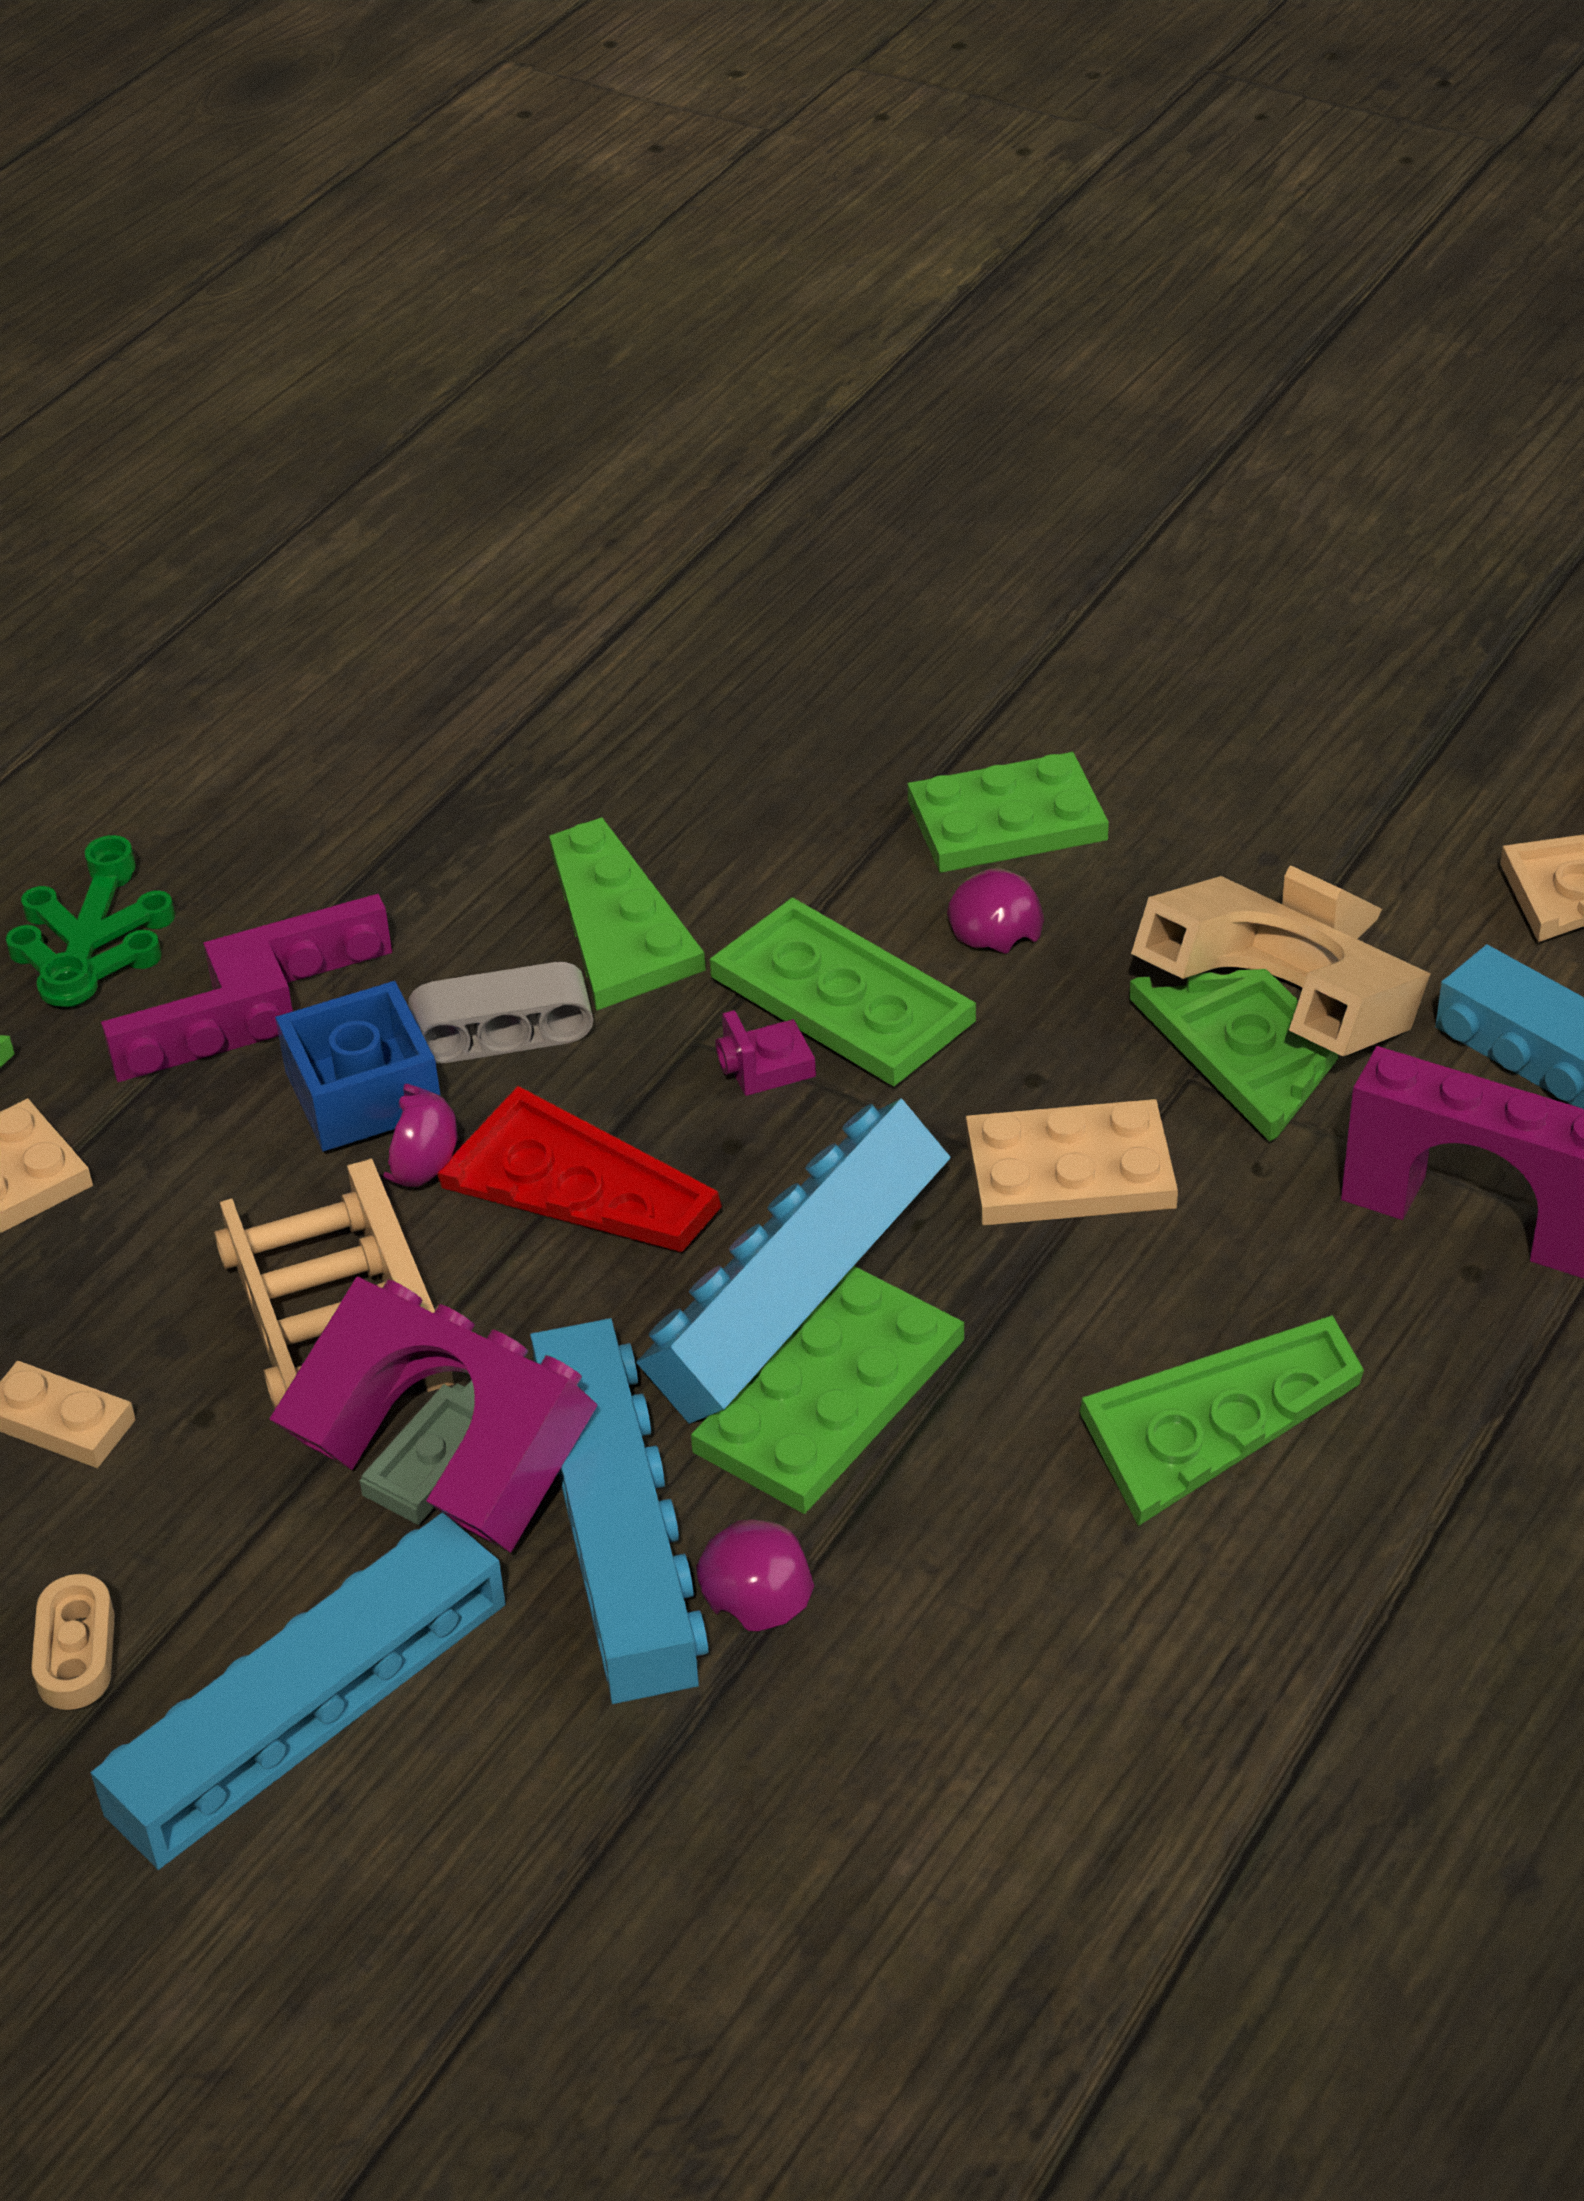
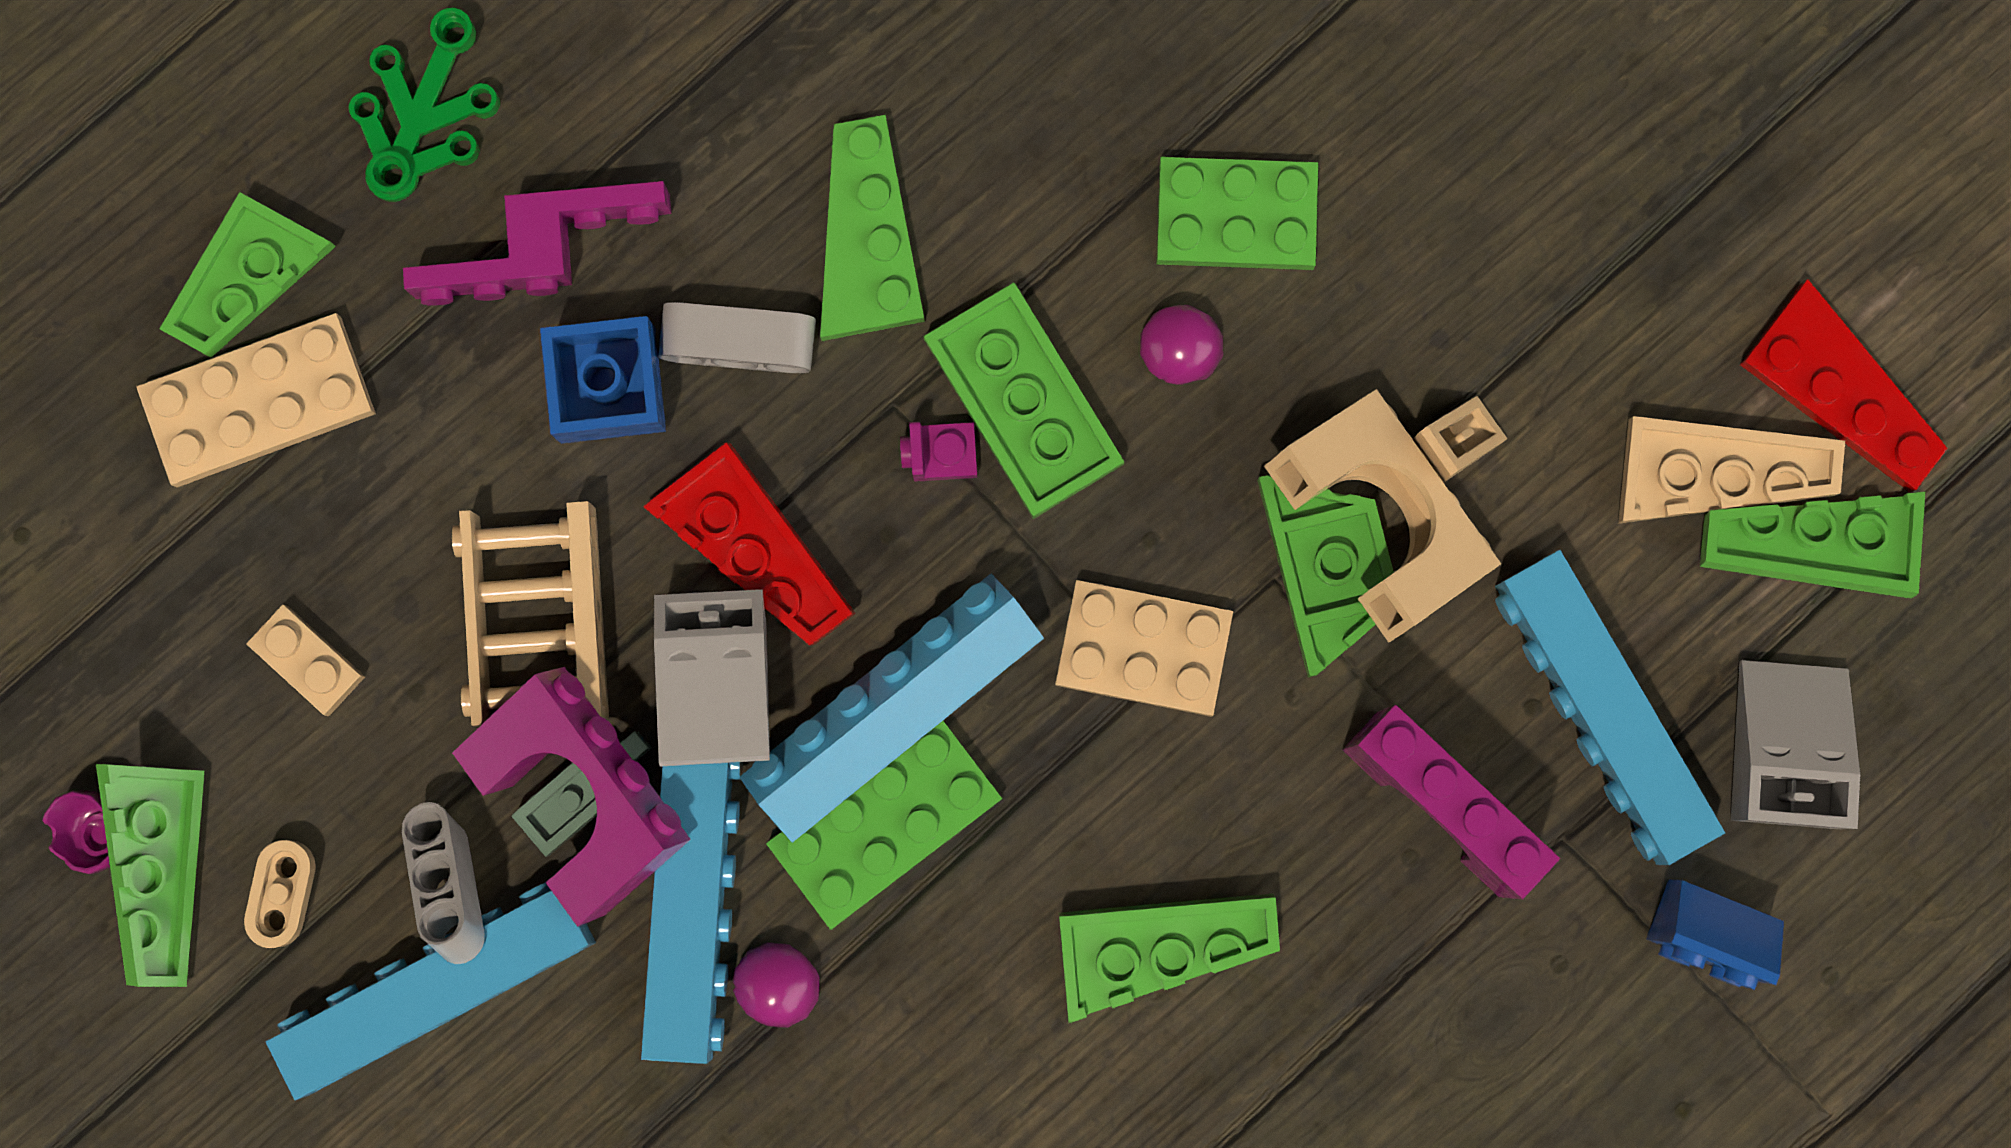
camera: 15 degrees right, 40 degrees up
(292, 1543) = (458, 898): none -> light grey beam
(421, 1138) = (639, 476): magenta hair -> none
(570, 1261) = (711, 677): none -> light grey slope

